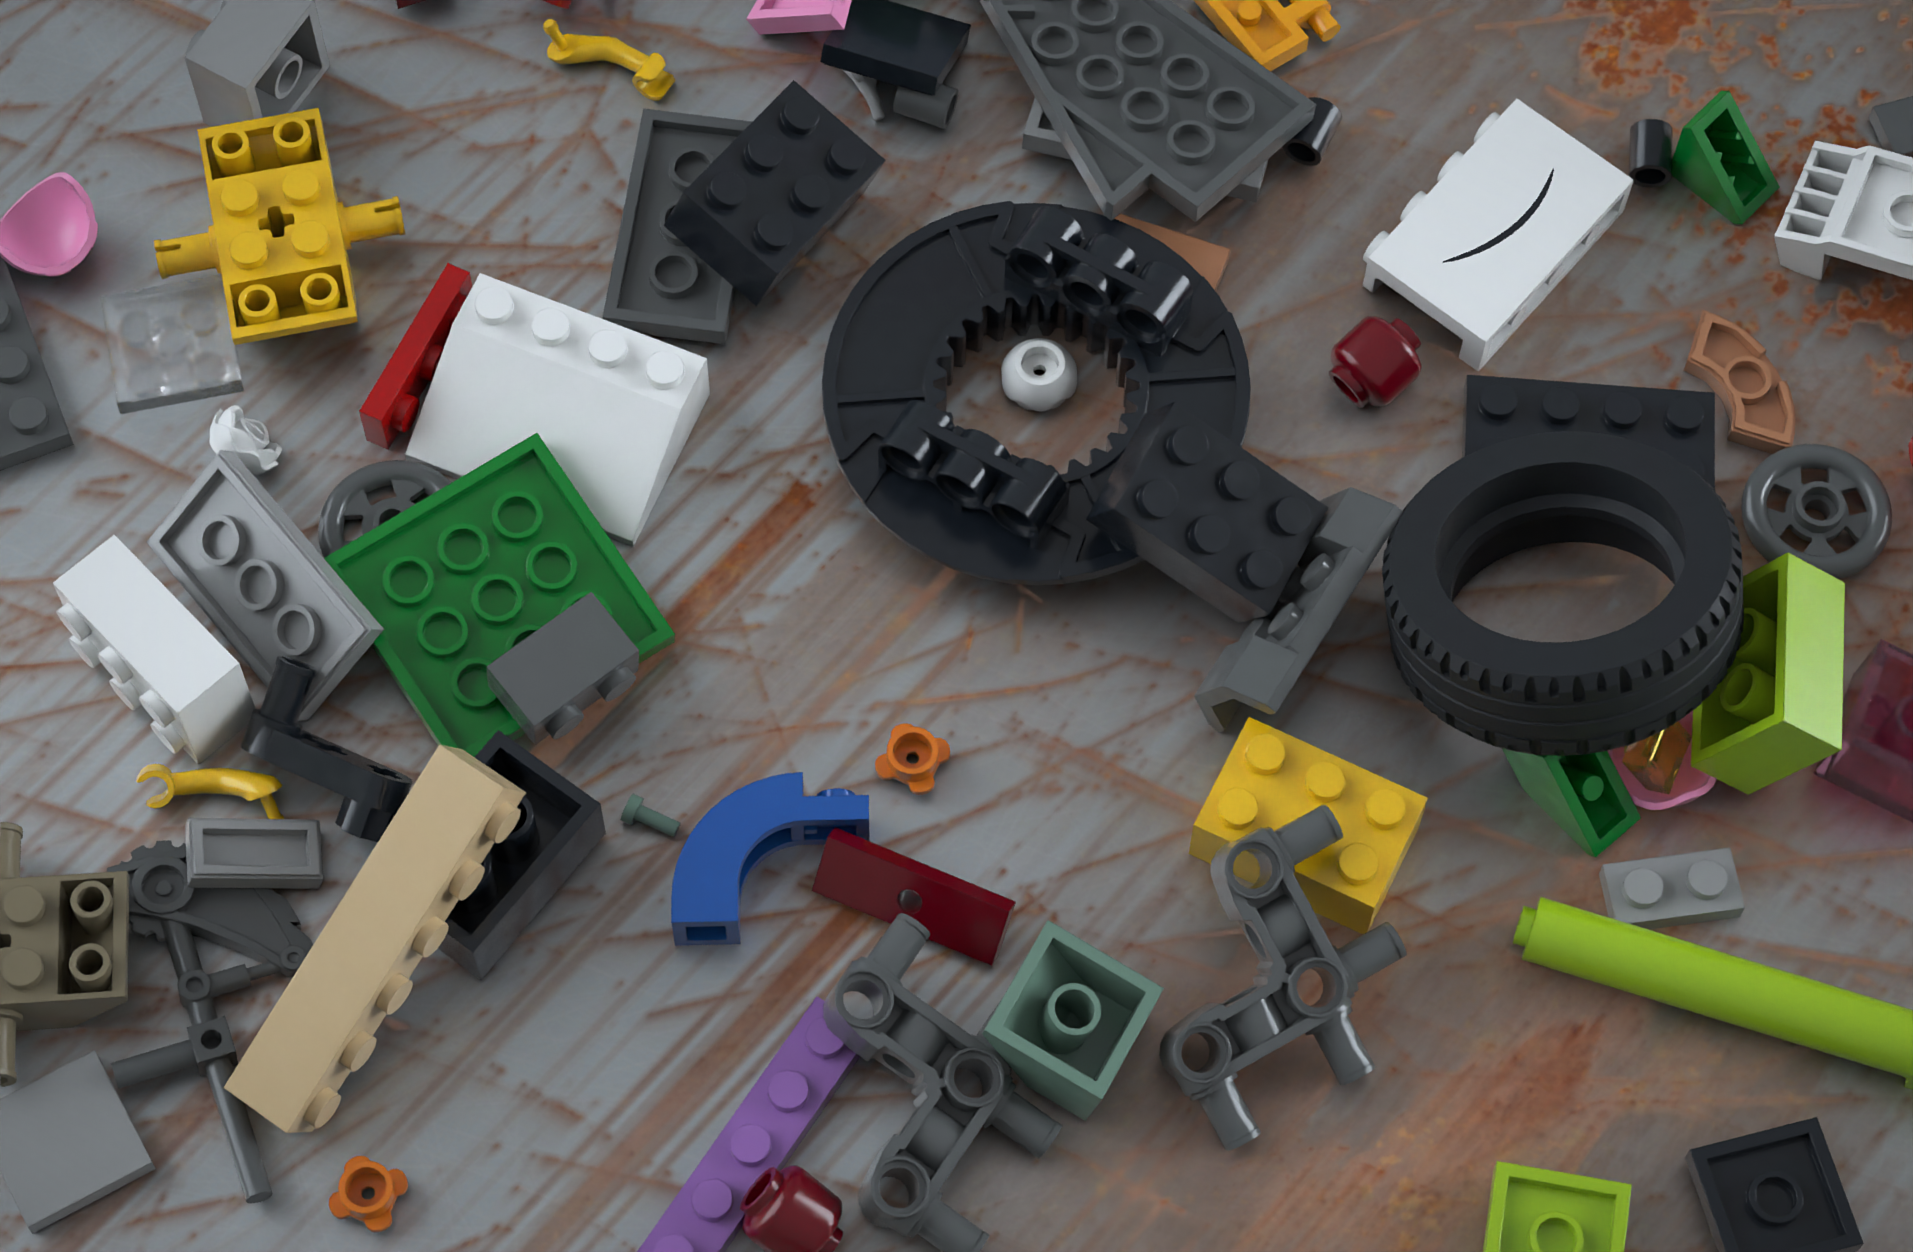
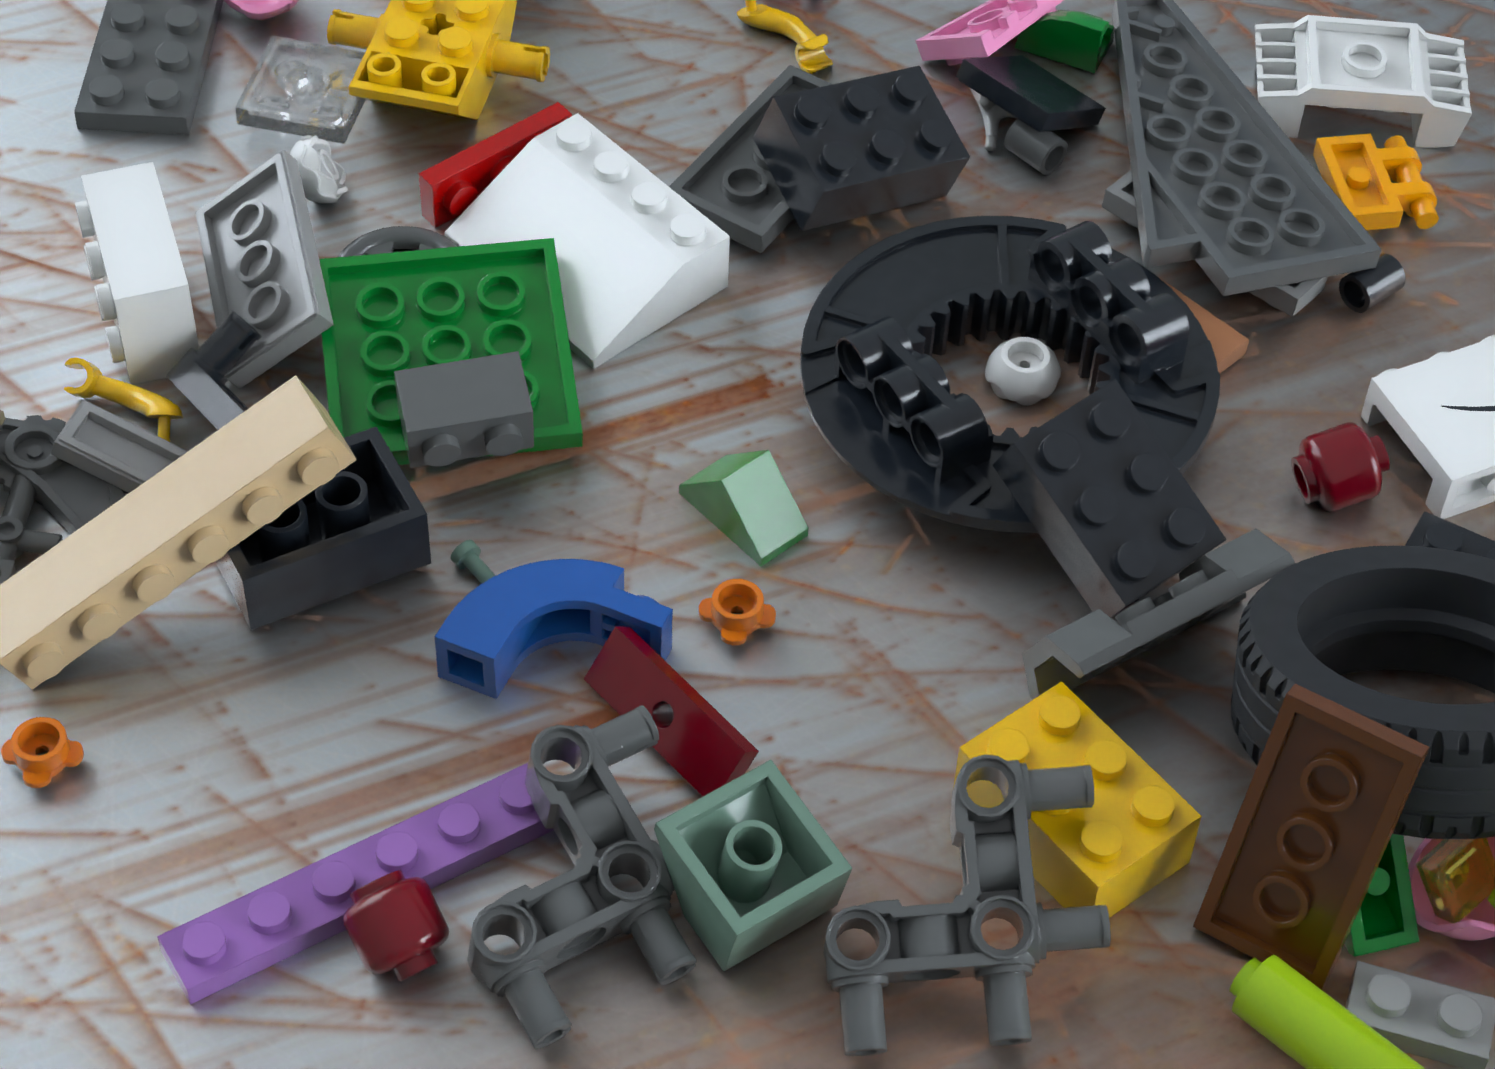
camera: 25 degrees right, 15 degrees down
(860, 637) = (748, 504): none -> slope
(1536, 789) = (1309, 834): none -> reddish brown plate

